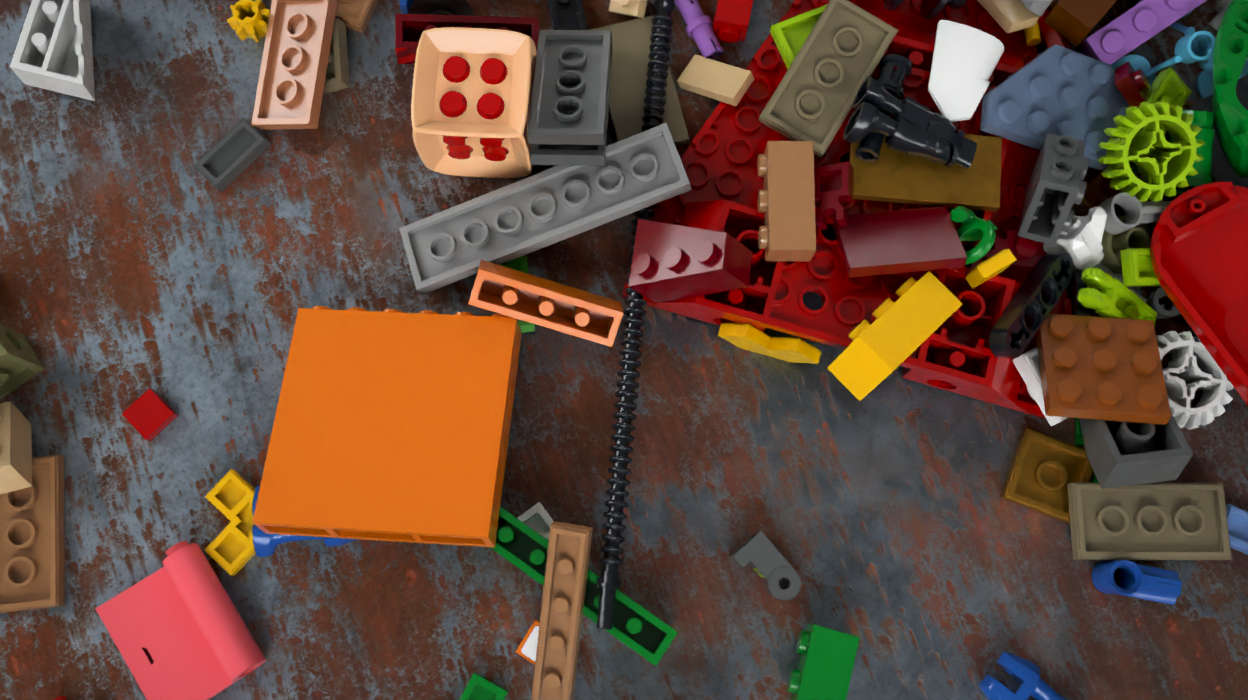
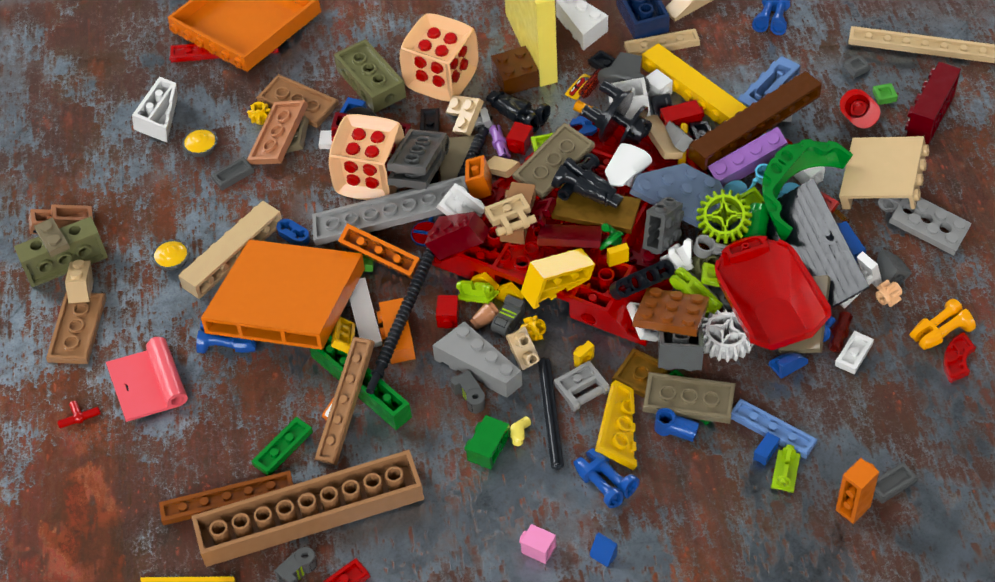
camera: 15 degrees right, 25 degrees down
(149, 414) = (157, 283): red tile -> none
(154, 99) = (200, 142): none -> yellow piece
(159, 357) = (171, 255): none -> yellow piece
(234, 544) = (186, 346): yellow tile -> none
(267, 326) = (221, 256): none -> tan brick
(369, 276) = (295, 230): none -> blue beam
(386, 60) = (325, 139): none -> white tile
(524, 501) = (343, 334): none -> yellow tile
(545, 431) = (364, 313): none -> white tile
(593, 429) = (404, 349): none -> orange brick
(610, 240) = (420, 231): none -> red piece
(681, 200) = (460, 201): none -> white bracket
(687, 118) = (478, 177): none -> orange brick
(691, 404) = (447, 311): none -> red brick
(734, 360) = (480, 293): none -> lime hinge
(756, 401) = (484, 316): none -> nougat cone
(767, 498) = (467, 350): none -> light grey wedge
(781, 213) = (507, 210): none -> tan plate
(798, 397) = (508, 316): none -> dark grey leg
(846, 469) = (522, 348): none -> tan hips
(849, 418) = (535, 327): none -> yellow gear
(871, 641) = (517, 430): none -> light yellow arm
(915, 586) = (550, 413): none -> black axle
(947, 457) = (583, 353): none -> yellow plate
(948, 512) = (578, 380): none -> light grey plate
(1041, 619) = (617, 426): none -> yellow wing
(1131, 84) = (727, 185): dark red plate -> none

